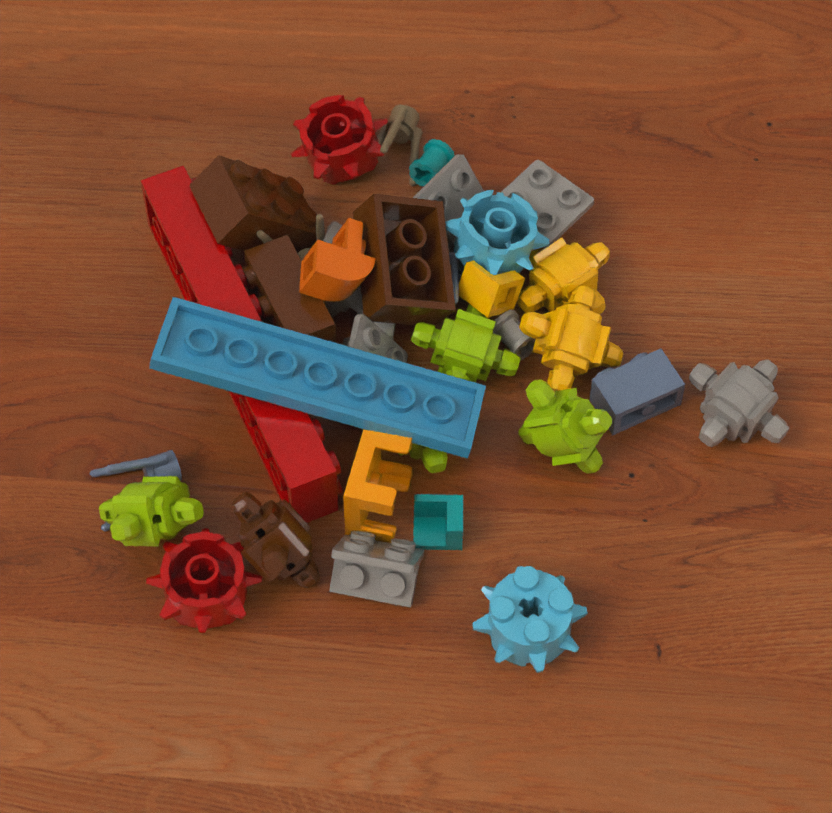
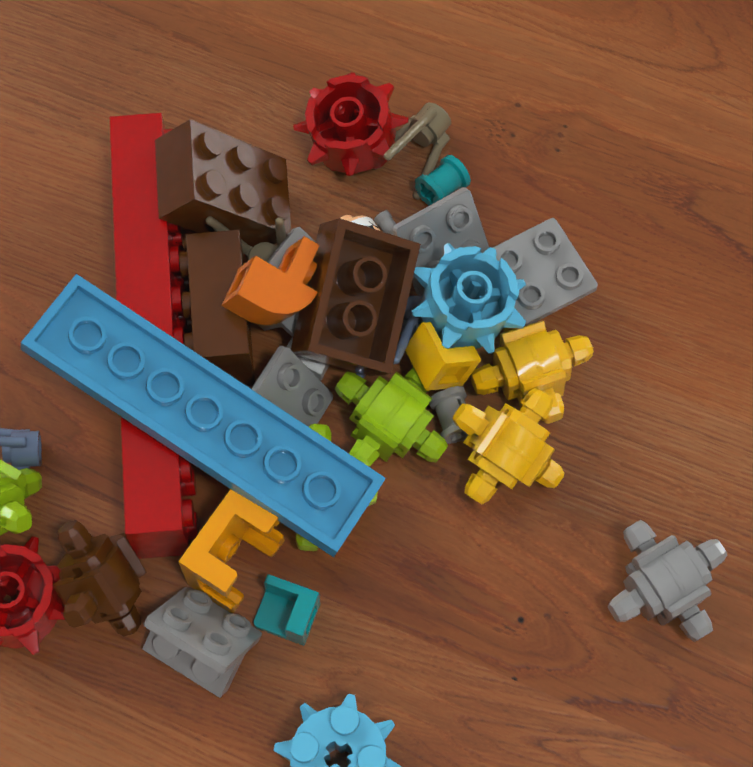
camera: 20 degrees right, 10 degrees up
(564, 426) = (459, 549): lime piece -> none
(637, 390) = (561, 525): sand blue brick -> none

